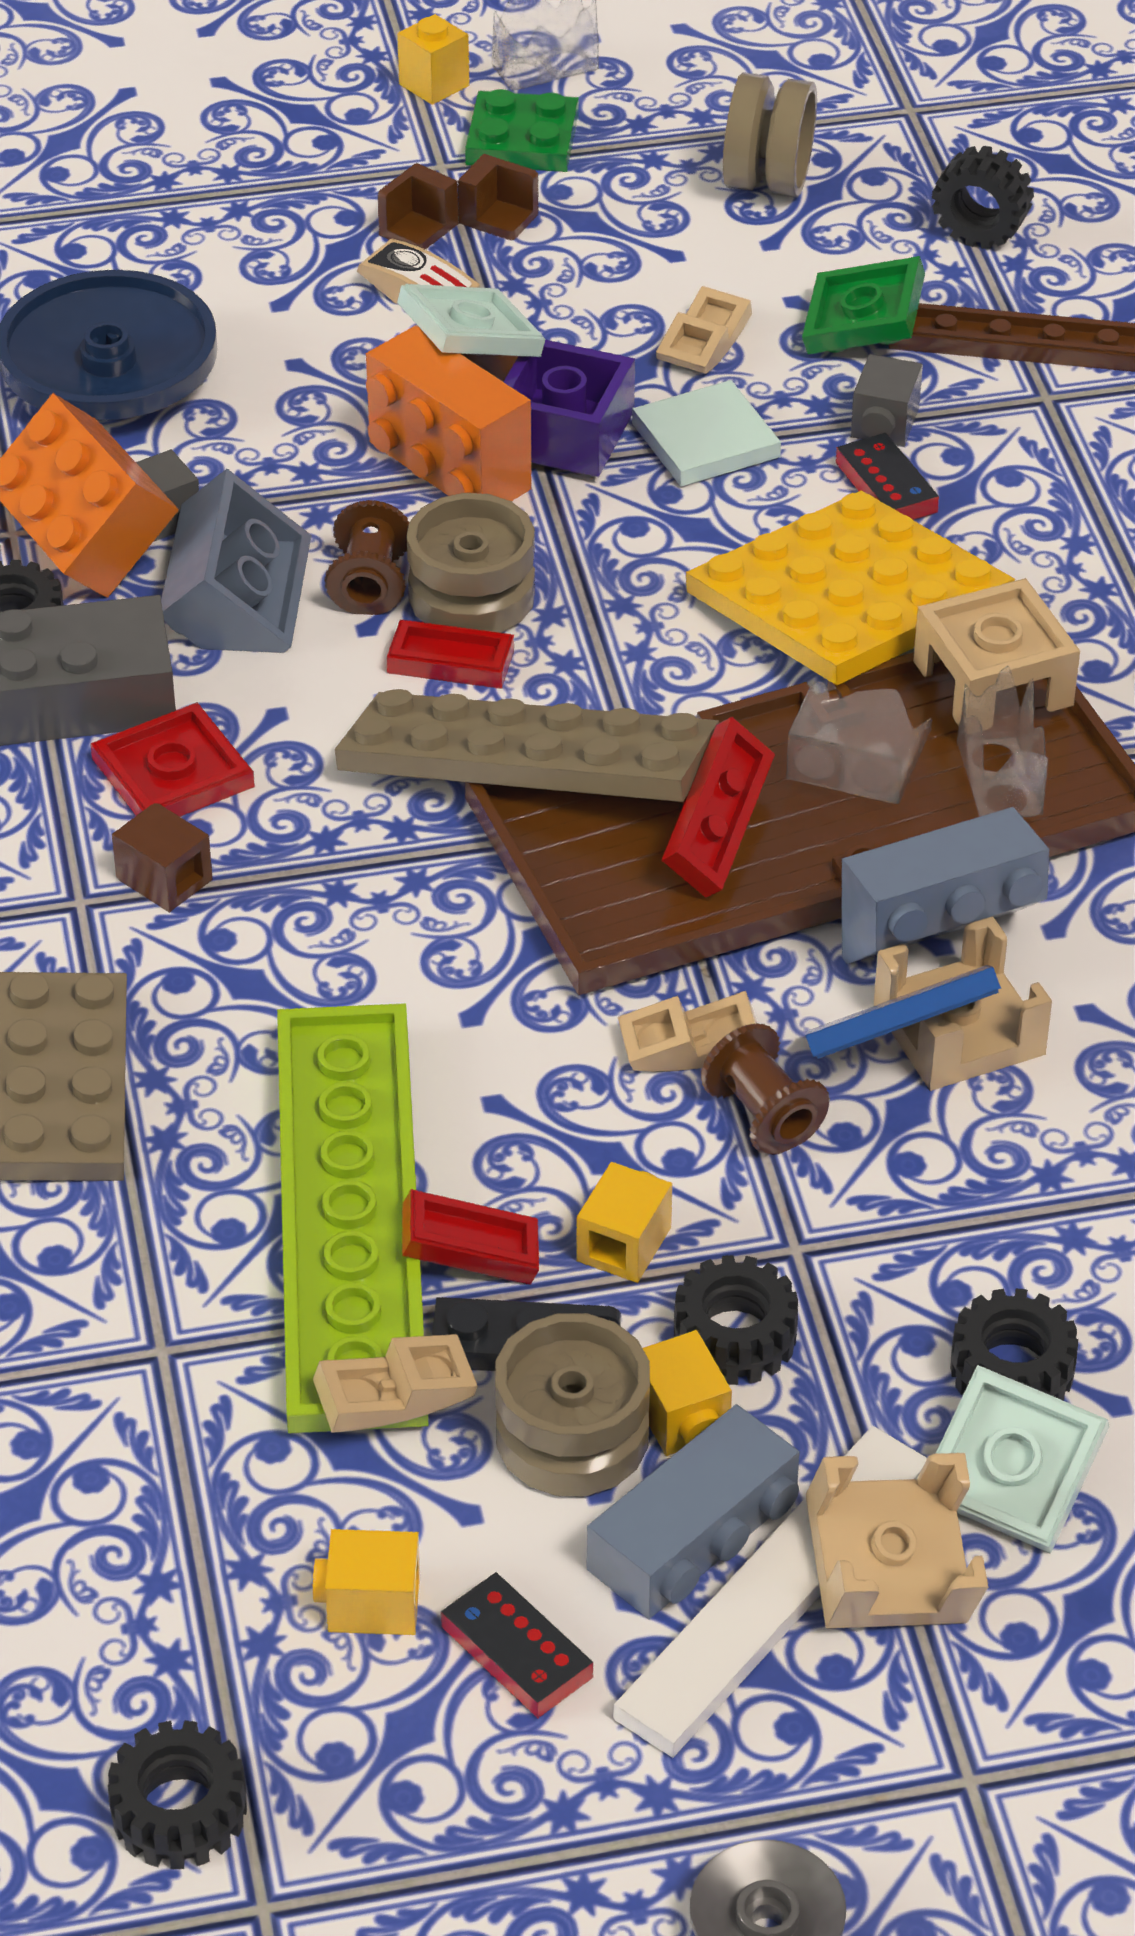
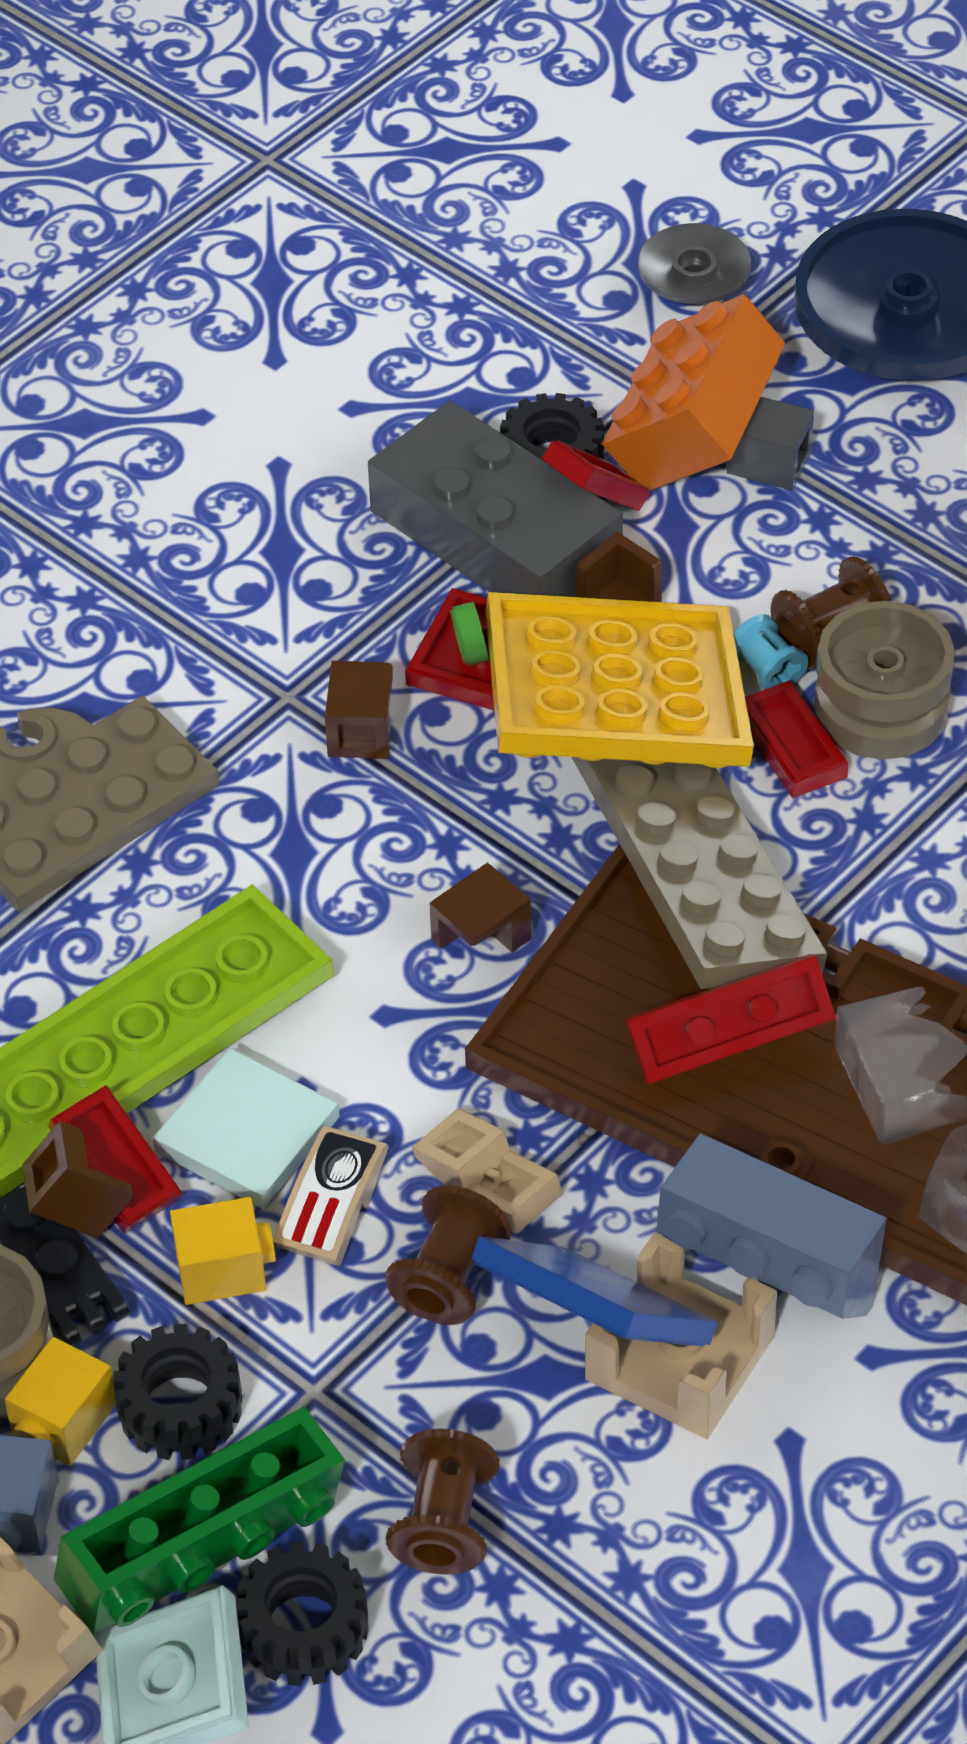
camera: 55 degrees right, 5 degrees up
(89, 588) = (596, 475): none -> red tile
(171, 747) = (469, 634): none -> bright green tile
(209, 650) = (620, 572): none -> reddish brown panel
(235, 570) = (741, 539): sand blue slope -> none
(318, 691) = (616, 680): none -> yellow plate
(364, 614) = (768, 652): none -> medium azure bush
(451, 889) = (482, 907): none -> reddish brown panel
(480, 1263) = (65, 1187): none -> reddish brown panel
(508, 1148) = (245, 1127): none -> light aqua tile
(629, 1127) = (329, 1195): none -> slope
(900, 1351) = (198, 1521): none -> green brick
(993, 1210) = (438, 1532): none -> reddish brown hose

